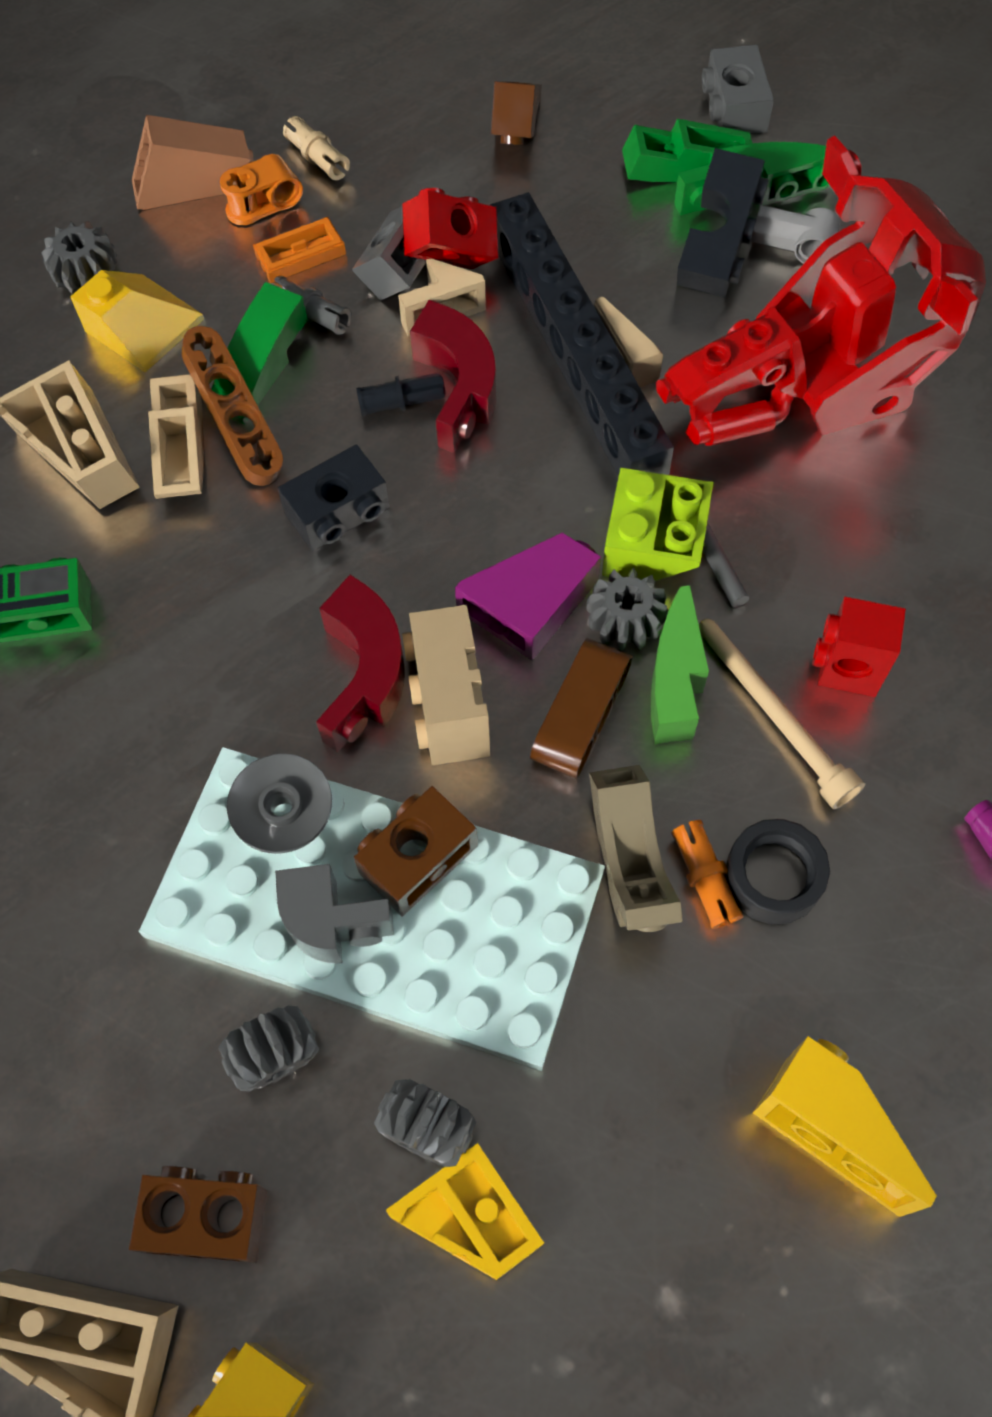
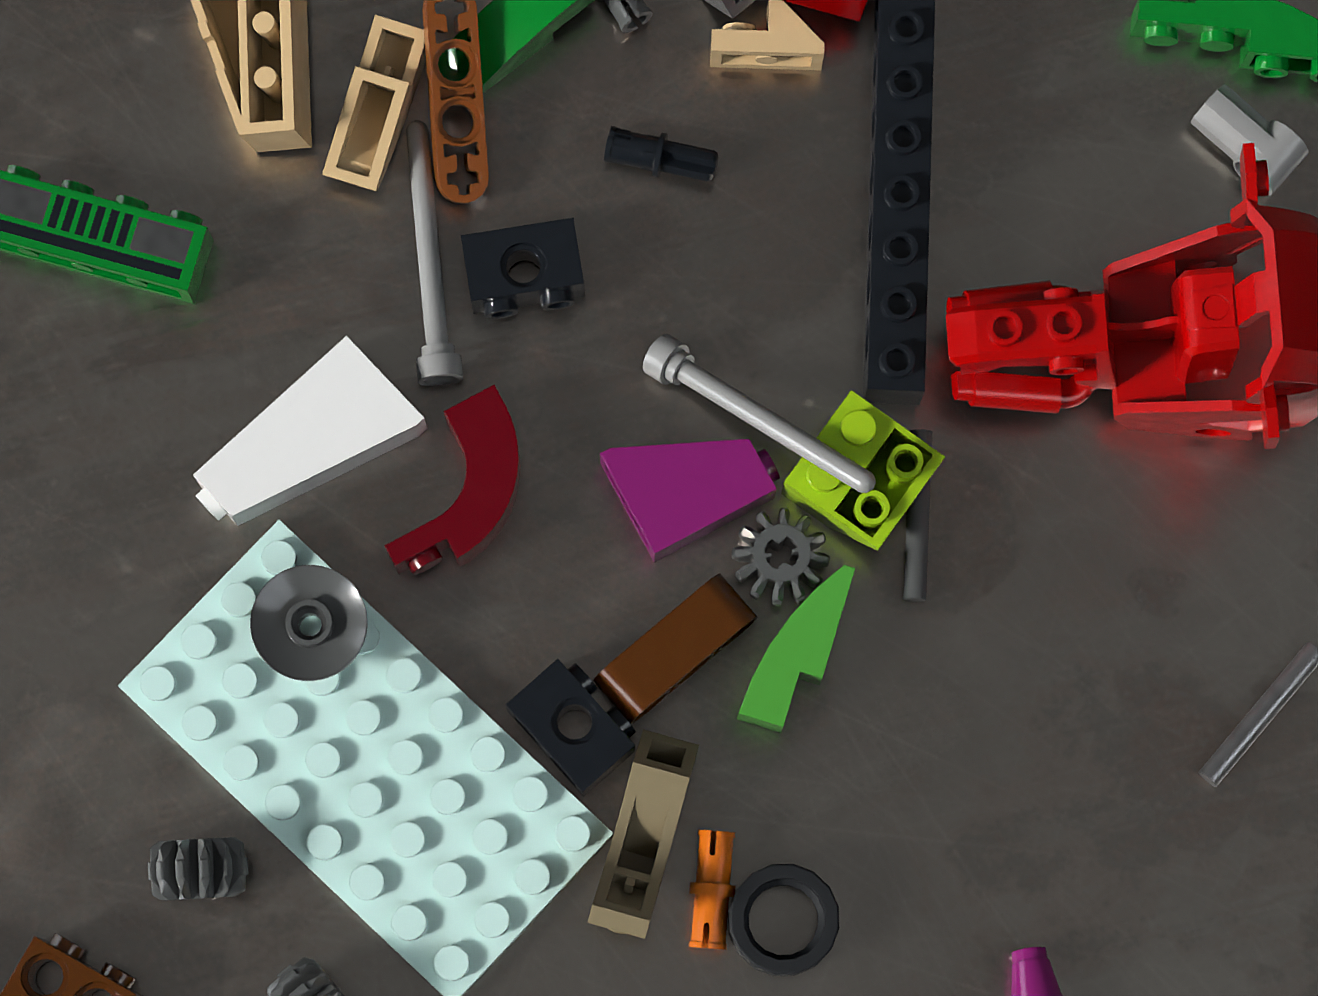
camera: 20 degrees right, 15 degrees up
(220, 677) = (309, 435): none -> white slope
(300, 587) = (438, 360): none -> light grey piece
(315, 920) = (292, 761): dark grey brick -> none
(409, 878) = (399, 763): reddish brown brick -> none
(447, 685) = (543, 556): tan wedge -> none
(461, 350) = (755, 121): dark red arch -> none
(476, 516) = (670, 362): none -> light grey piece
(546, 821) = (580, 760): none -> black brick
(635, 347) = (954, 223): tan slope -> none
(731, 189) = (1189, 66): black arch -> none
(836, 782) = (899, 852): tan piece -> none
(859, 646) = (995, 723): red brick -> none

